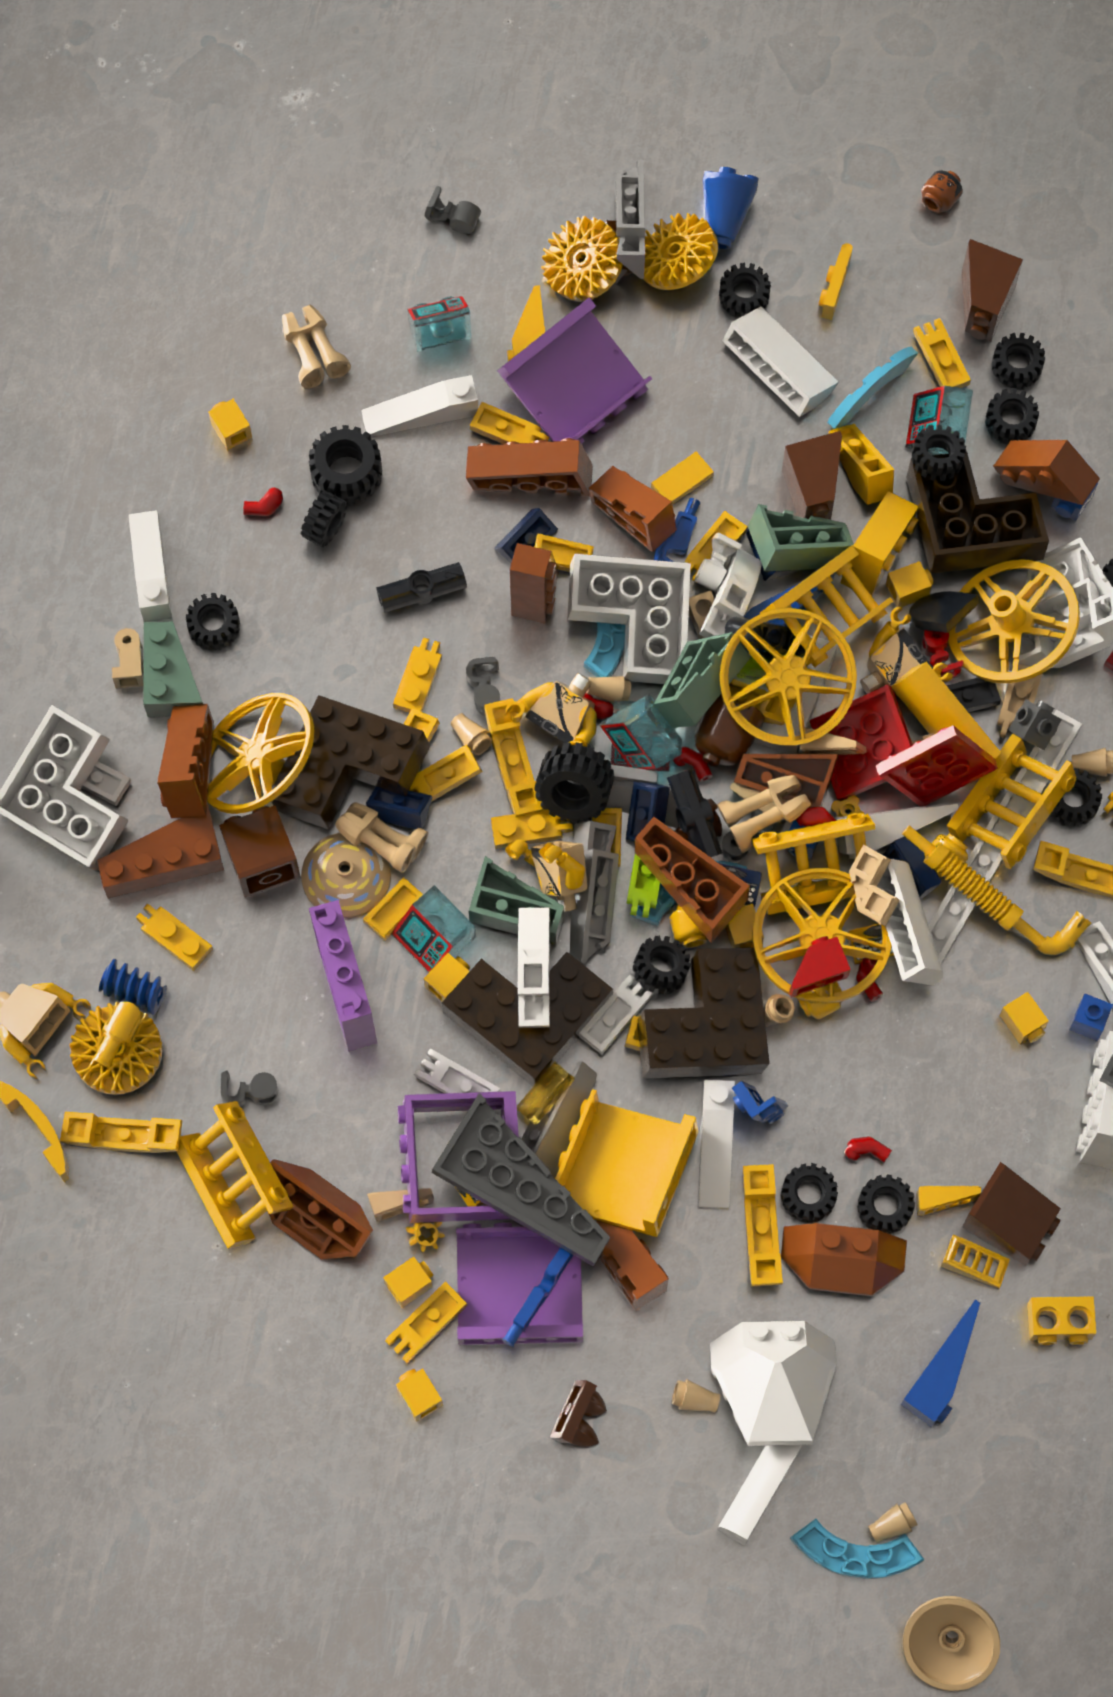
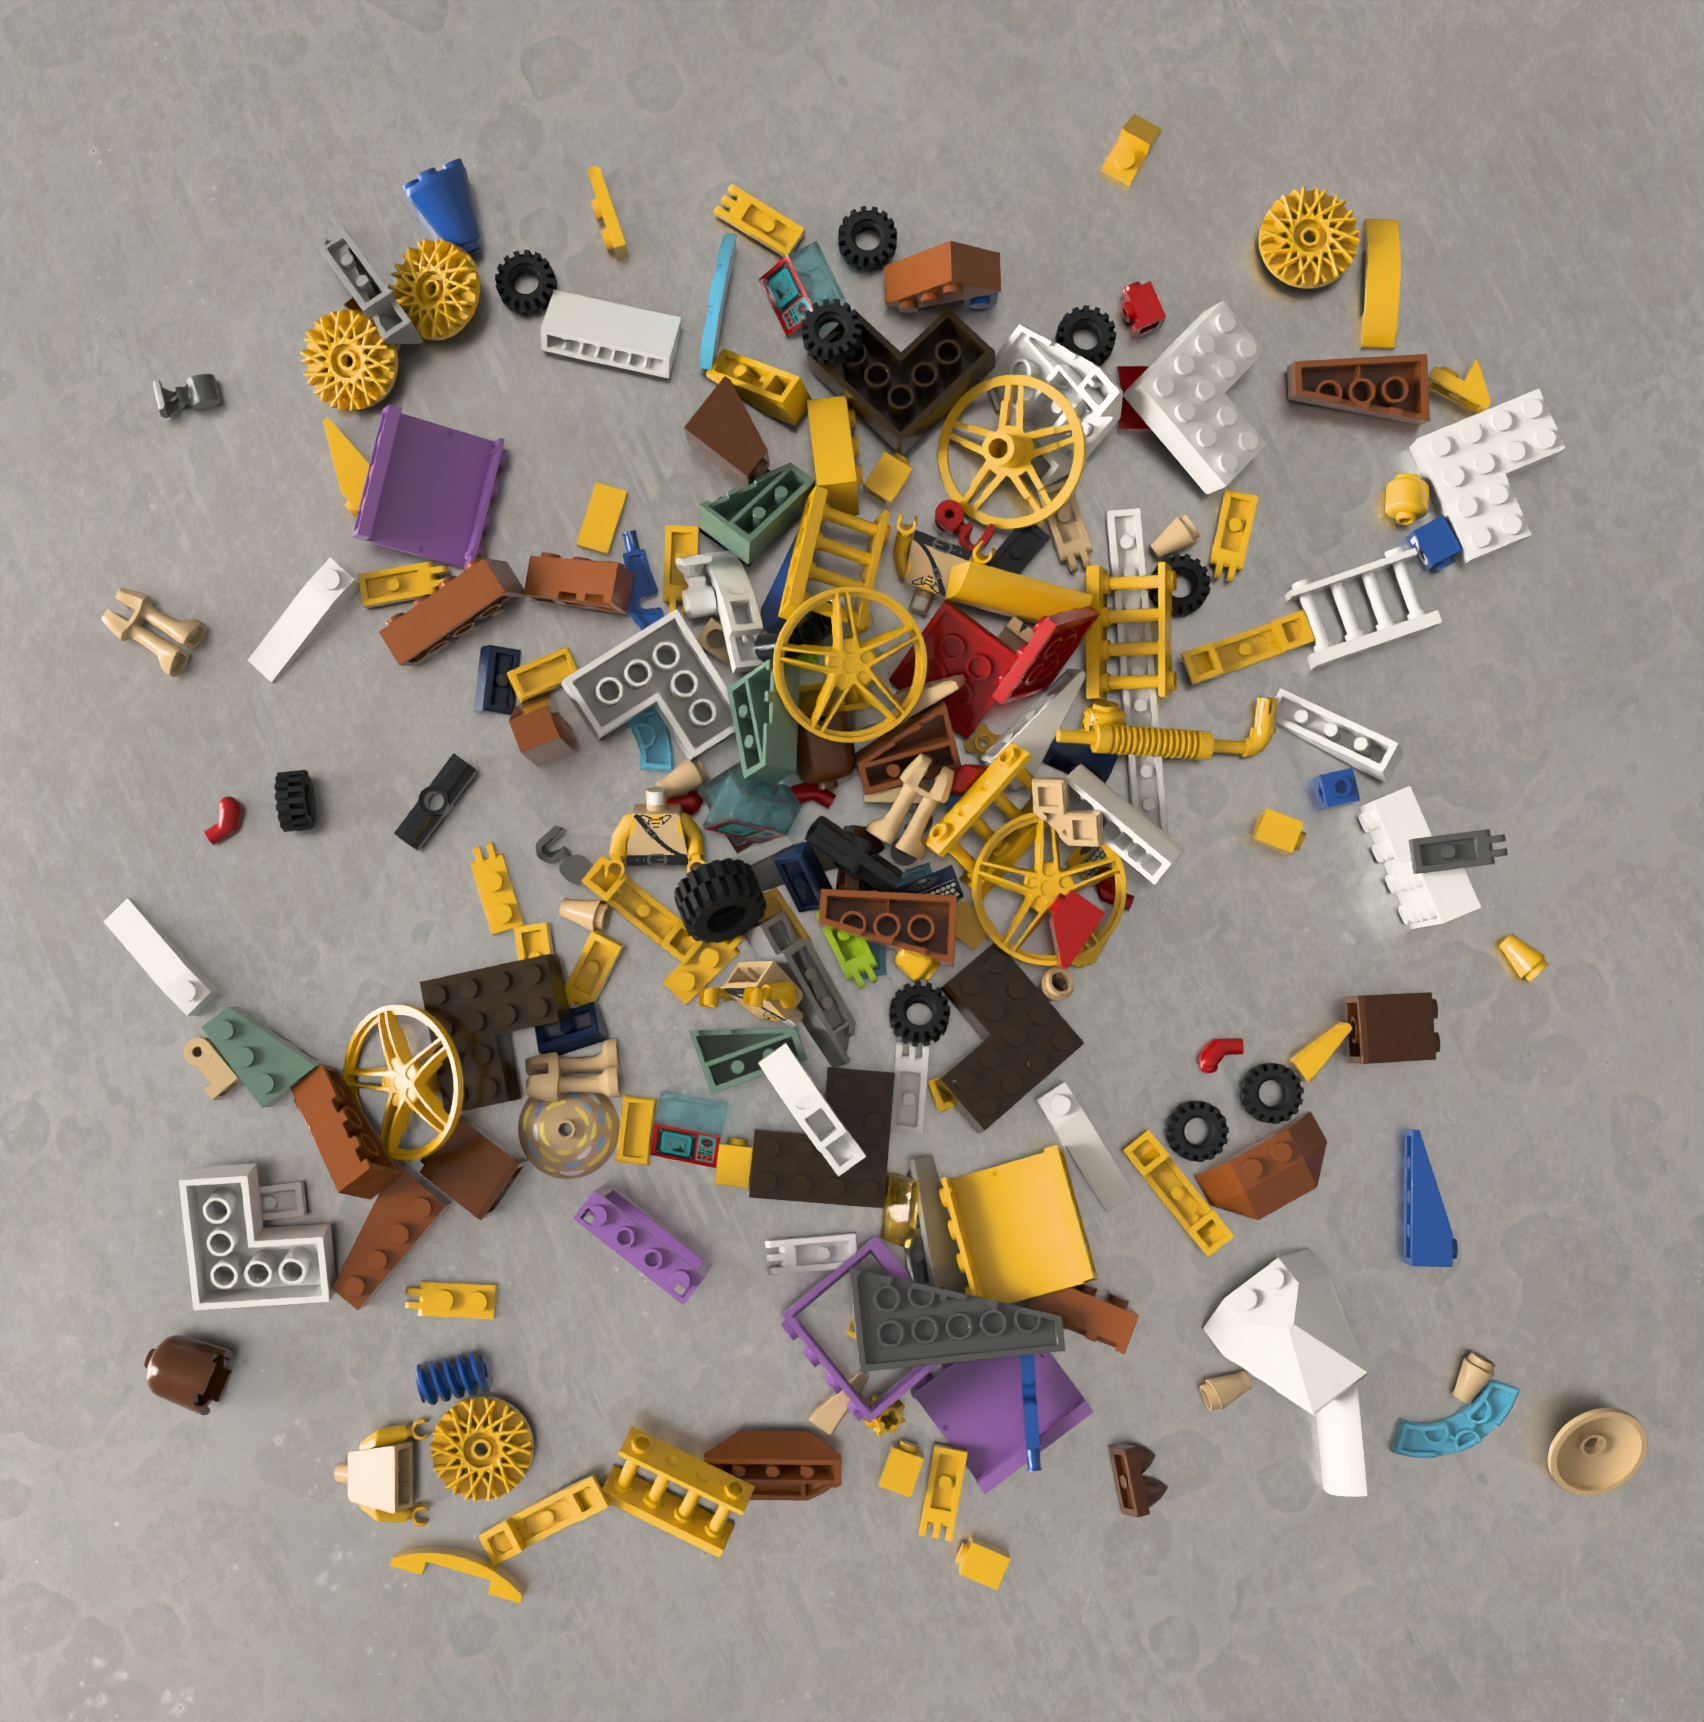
camera: 35 degrees left, 15 degrees up
(117, 1030) = (475, 1440): yellow arm -> none
(212, 605) = (245, 964): black tyre -> none
(230, 423) = (132, 764): yellow brick -> none
(261, 1090) = (640, 1388): dark grey leg -> none
(346, 444) = (250, 718): black tyre -> none
(439, 322) = (257, 520): clear light blue slope -> none
(749, 1100) = (1097, 1090): blue bracket -> none
(941, 191) = (642, 46): dark orange head -> none
(942, 610) = (938, 486): black tile -> none
(971, 1272) = (1358, 1097): yellow slope -> none
(988, 285) = (757, 123): reddish brown slope -> none
(1018, 375) = (828, 158): black tyre -> none
(1035, 723) = (1102, 542): dark grey brick -> none
(1060, 1310) = (1492, 1082): yellow brick -> none

